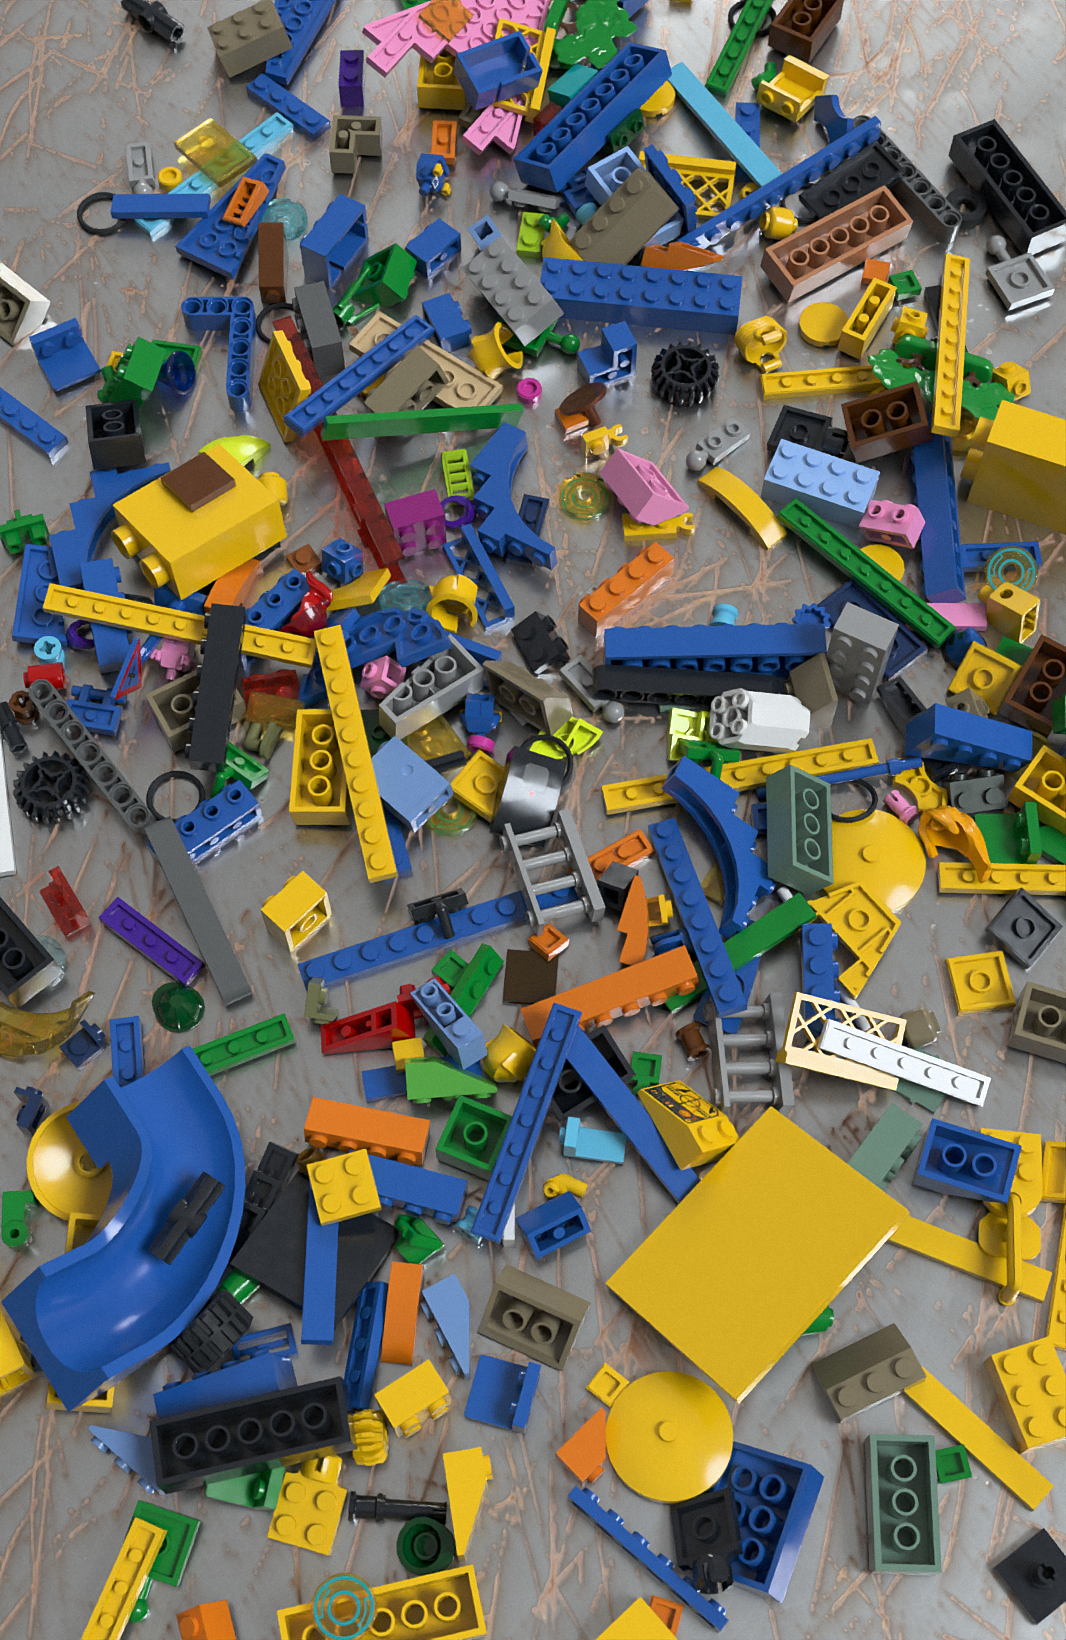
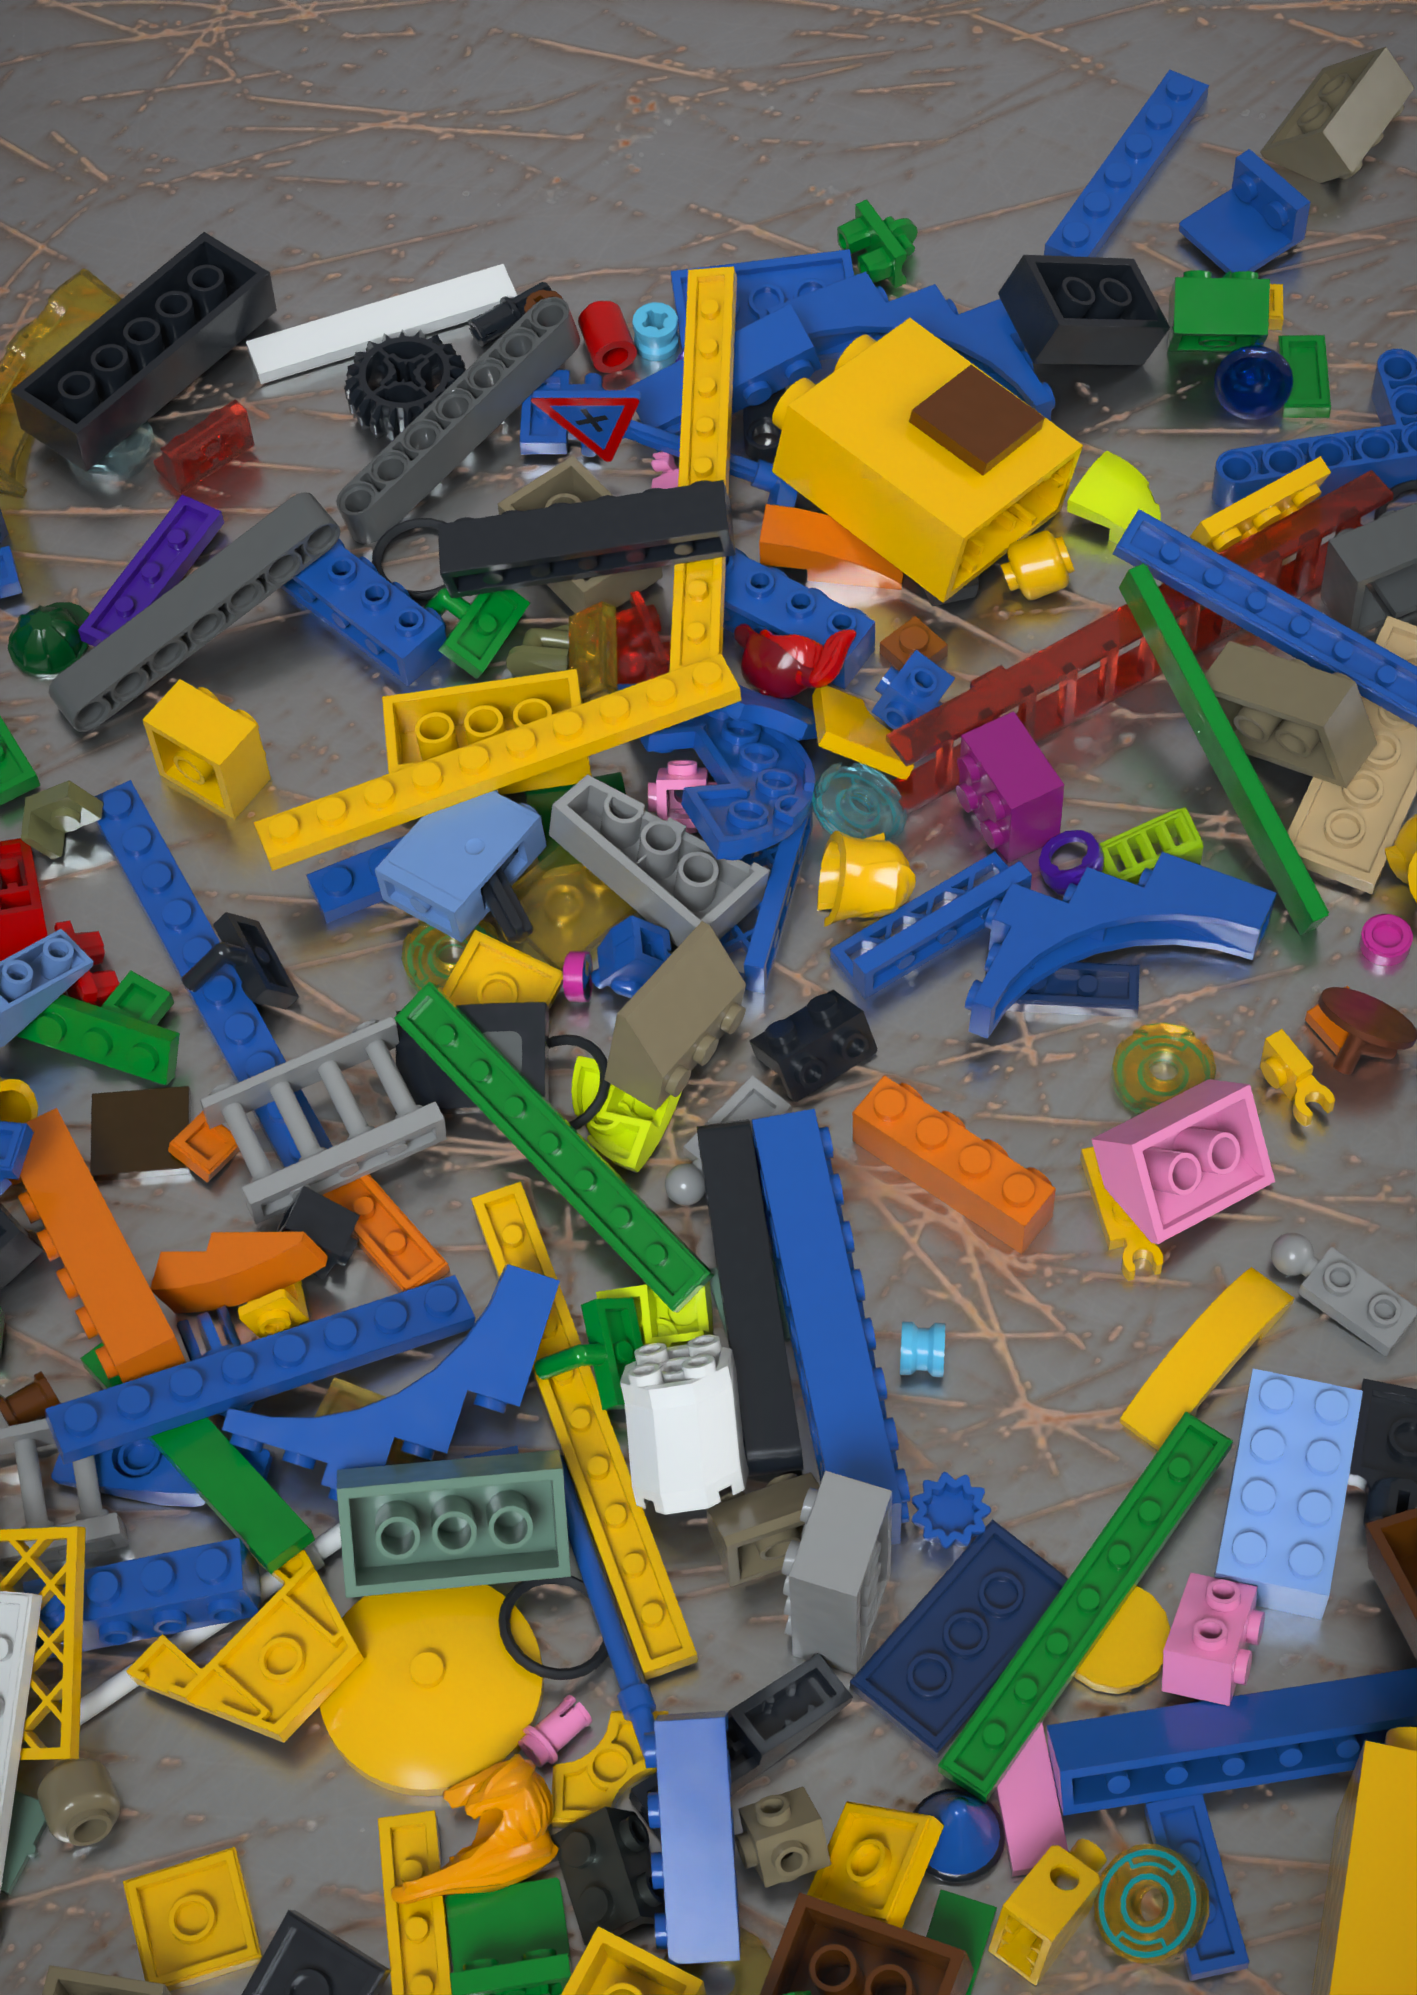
camera: 85 degrees right, 5 degrees down
(588, 762) = (554, 1147): none -> green tile

